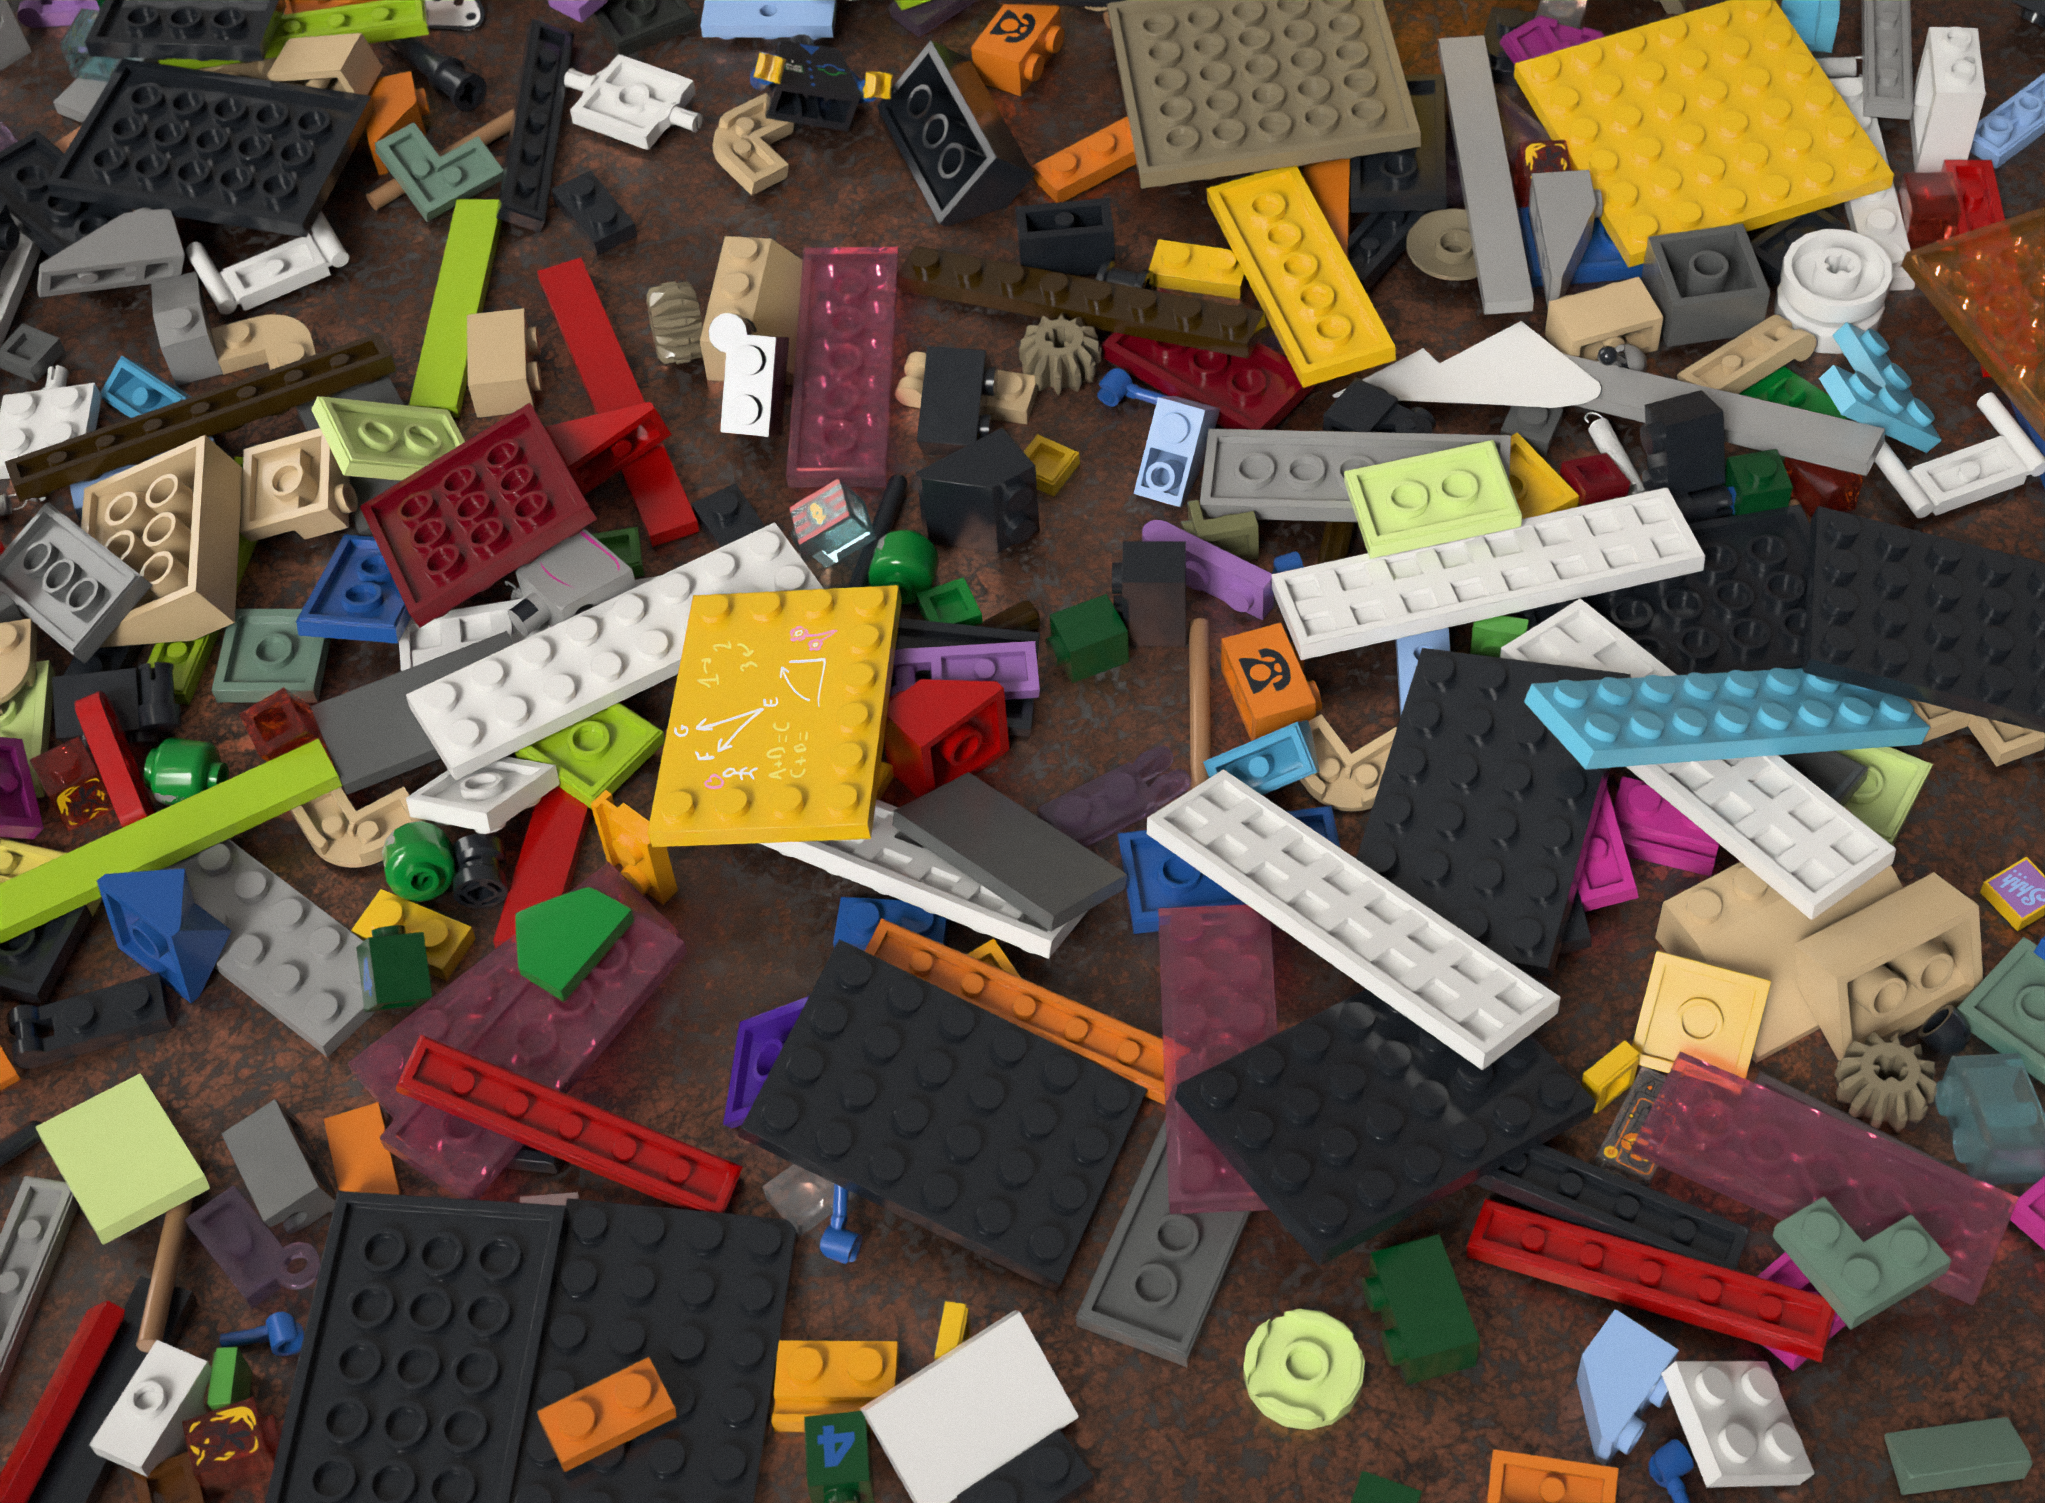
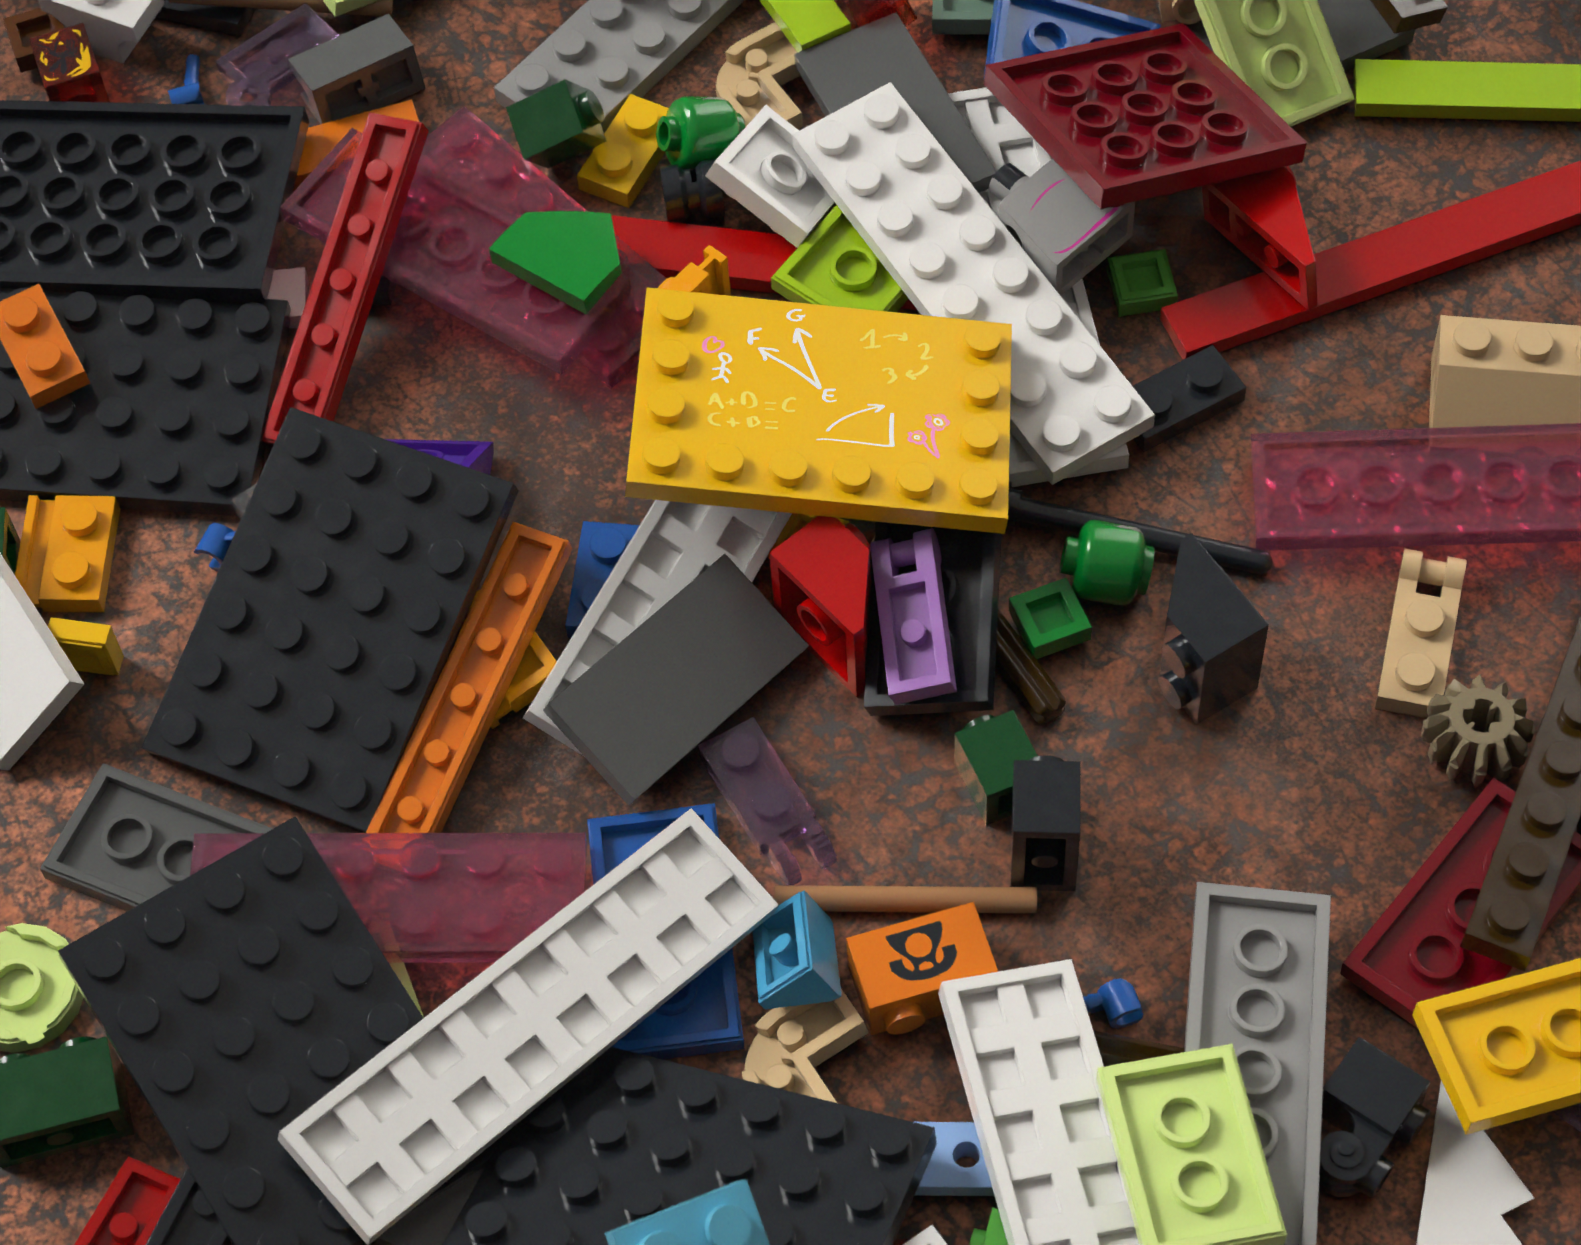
camera: 90 degrees right, 5 degrees up
(229, 1378) = (130, 64): bright green tile -> none
(502, 361) = (1424, 136): tan brick -> none
(675, 322) = (1490, 288): dark tan gear -> none
(752, 376) = (1383, 371): hinge -> none
(831, 523) = (1170, 482): clear light blue brick -> none
(955, 399) = (1365, 601): black brick -> none
(1052, 463) = (1297, 725): yellow tile -> none
(1119, 384) = (1433, 803): blue hand -> none
(1175, 449) = (1321, 858): light blue slope -> none
(1218, 571) = (1113, 896): medium lavender plate -> none
(1229, 532) = (1163, 916): olive bracket -> none

